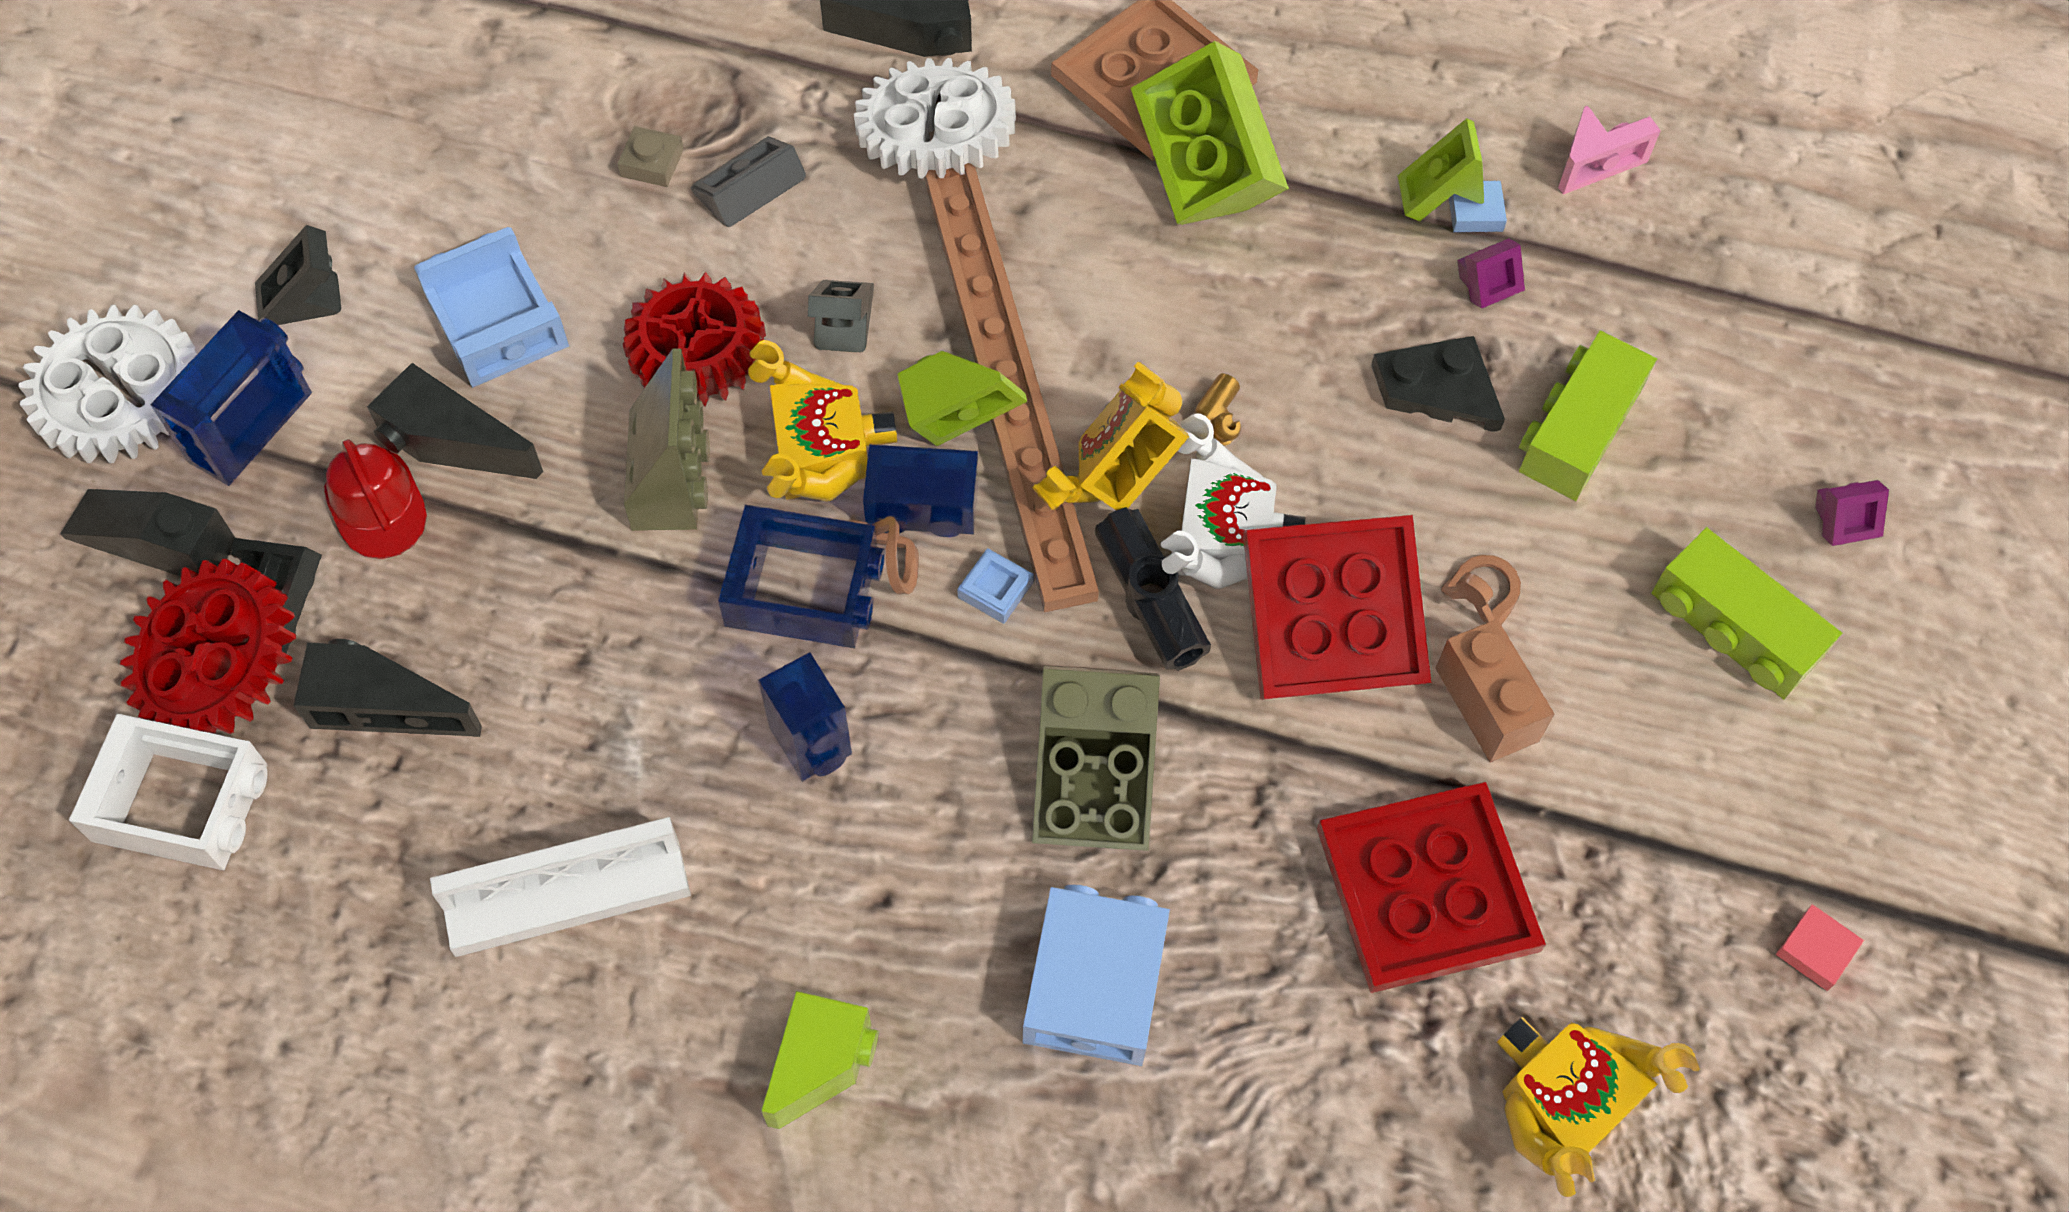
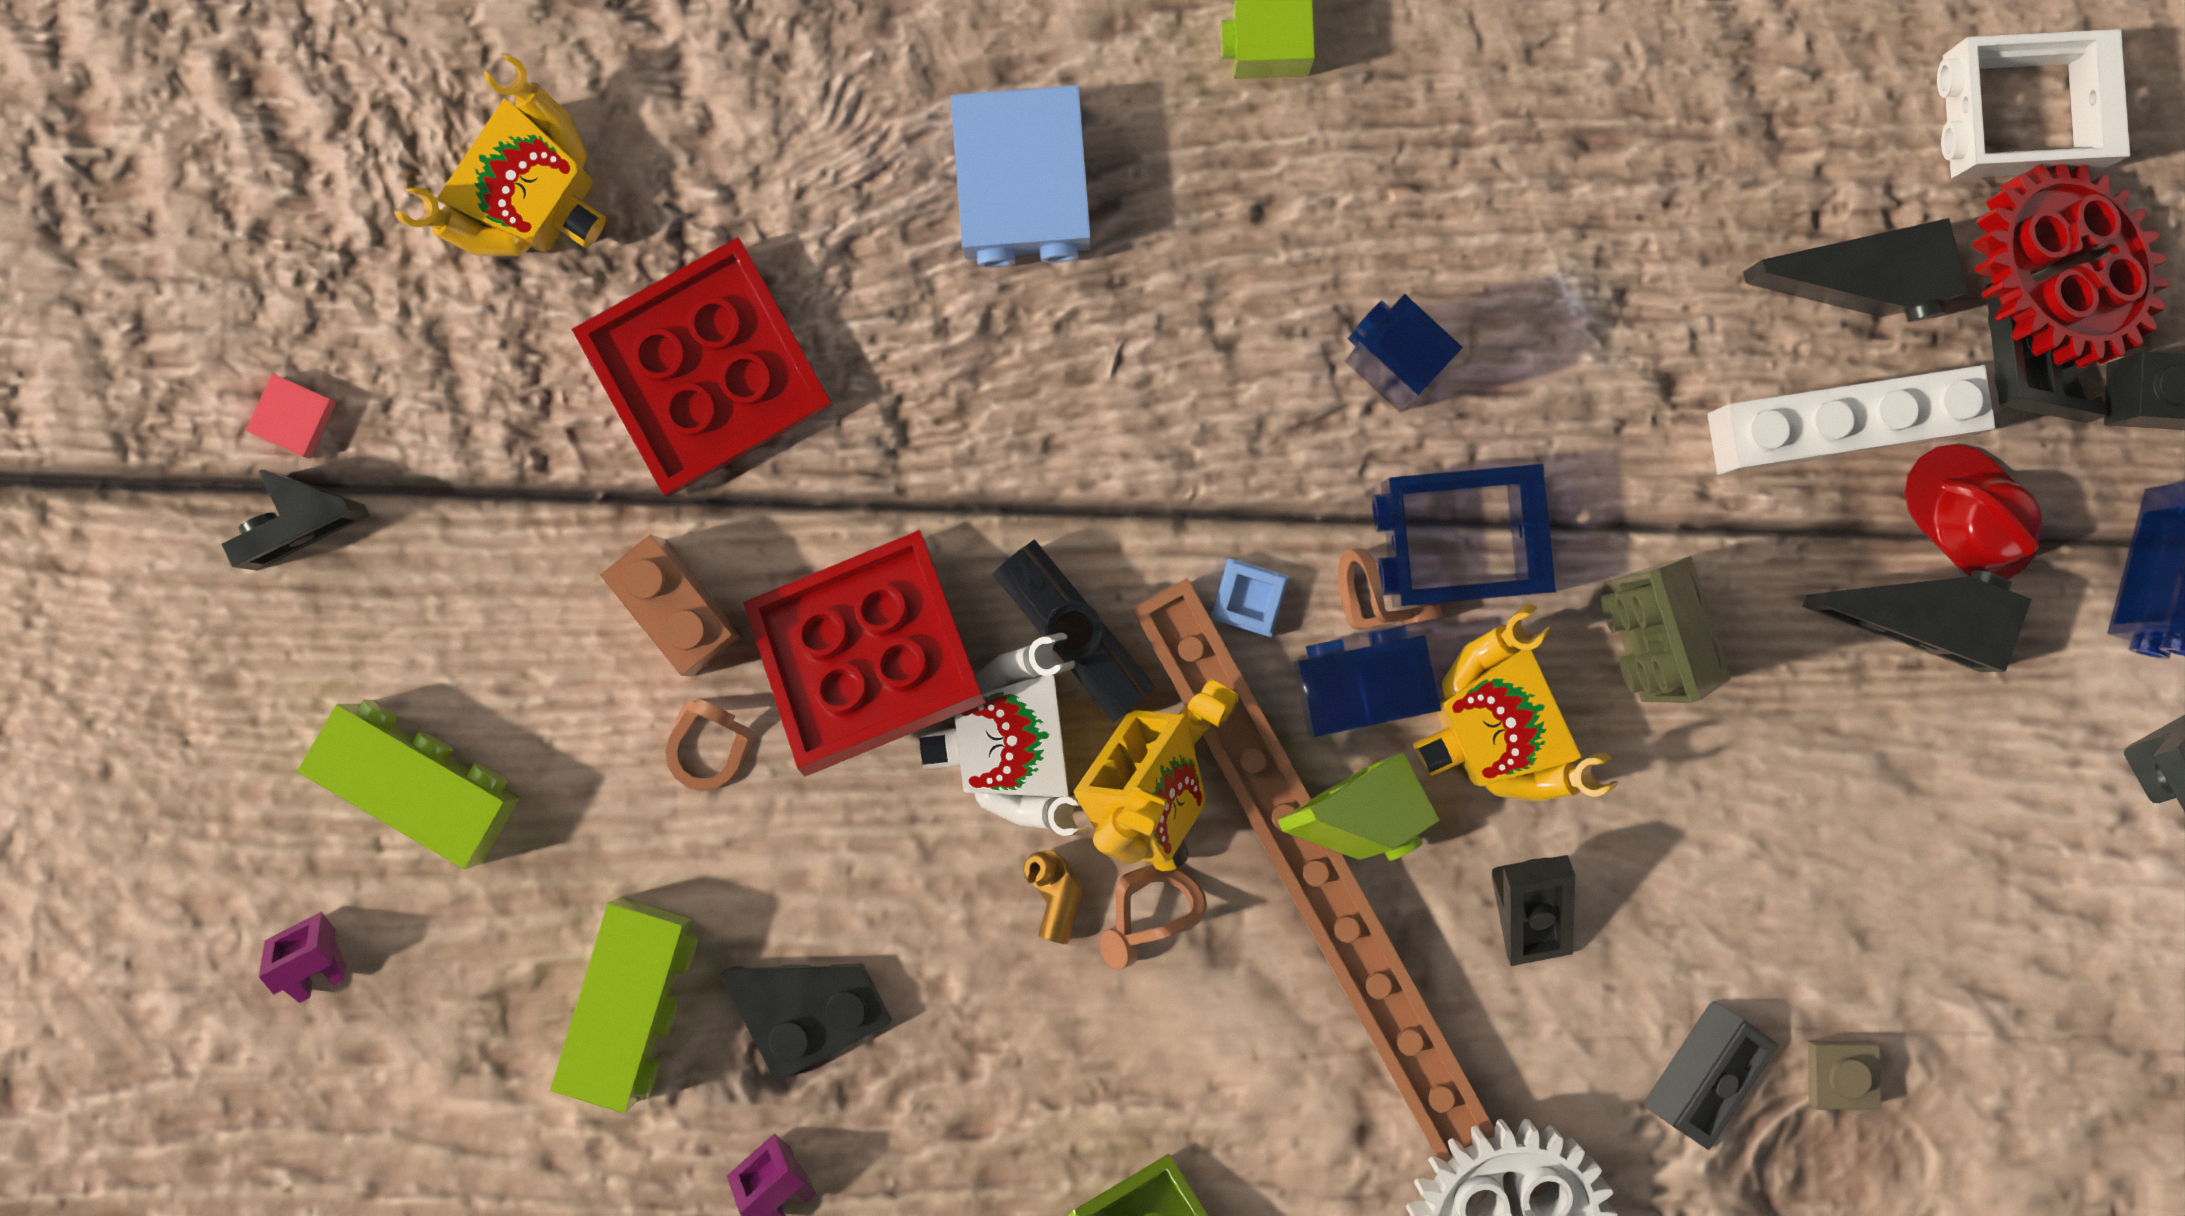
camera: 165 degrees right, 25 degrees up
(447, 580) = (1851, 420): none -> white brick
(491, 306) = (1948, 795): light blue panel -> none
(561, 886) = (1587, 118): white fence -> none
(682, 320) = (1698, 838): red gear -> none
(1096, 758) = (1085, 420): olive slope -> none
(1175, 360) = (1118, 944): none -> nougat piece
(1819, 851) = (303, 519): none -> pearl dark grey slope

